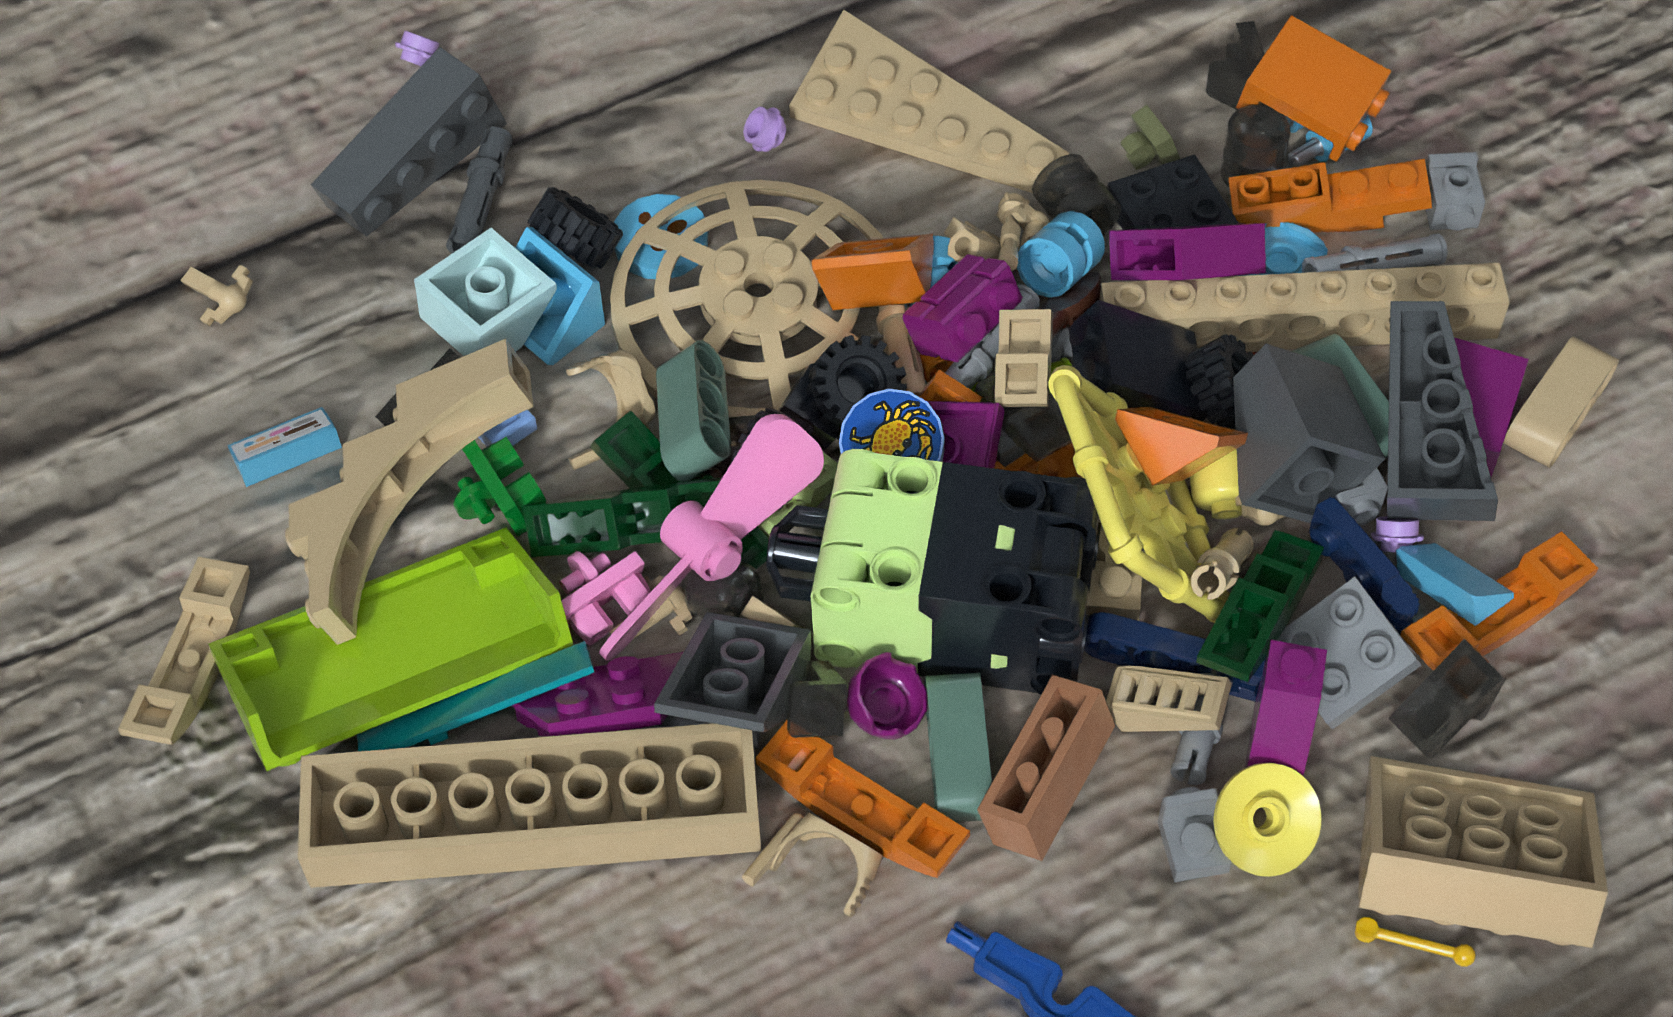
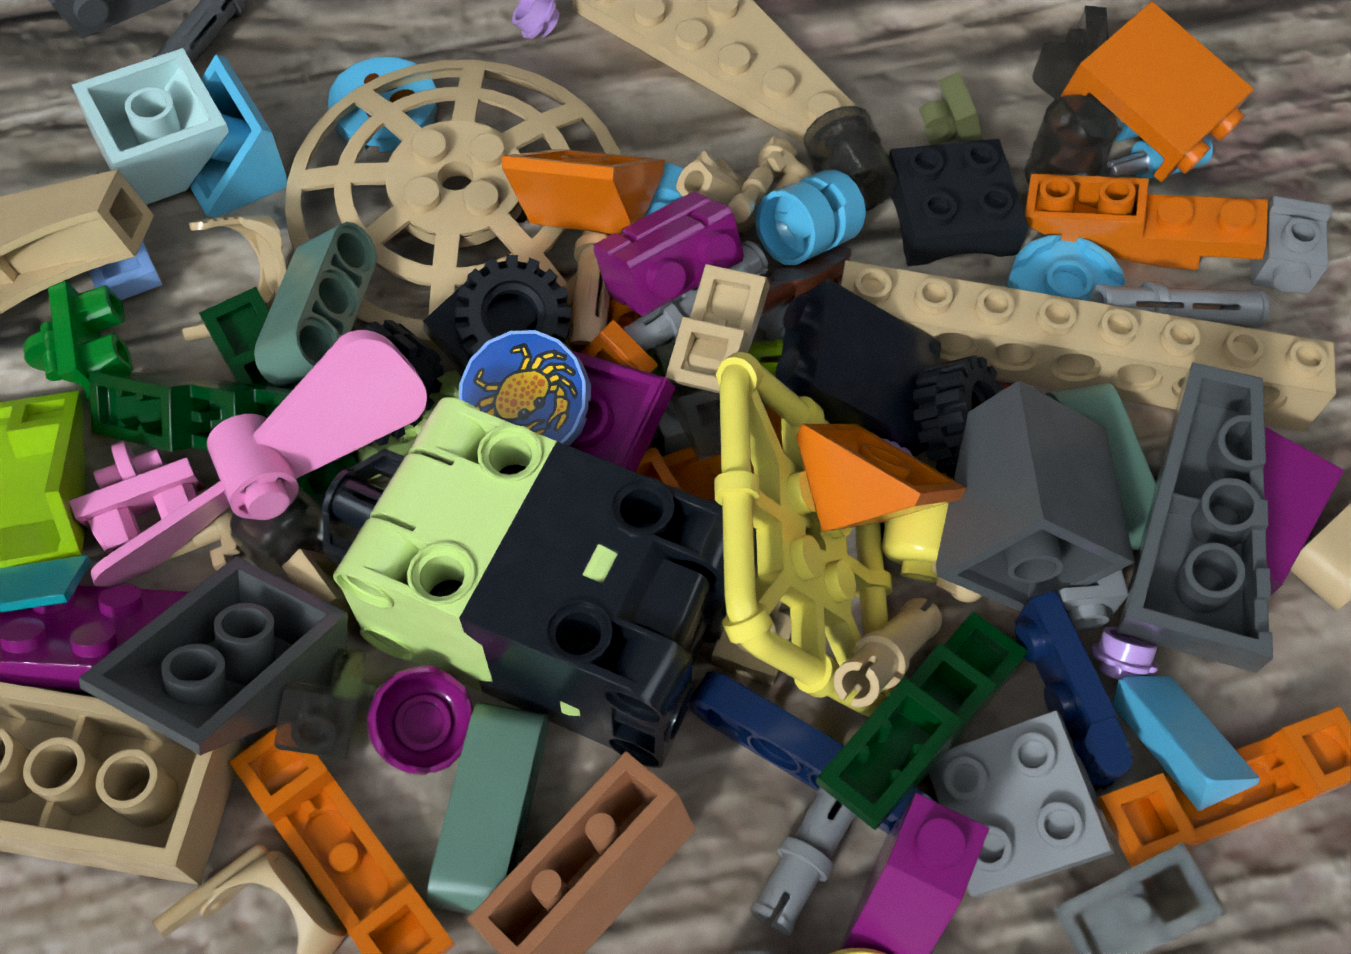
camera: 10 degrees right, 5 degrees up
(575, 227) = (281, 70): black tyre -> none
(1135, 688) = (730, 794): tan slope -> none
(1187, 252) = (959, 247): magenta slope -> none

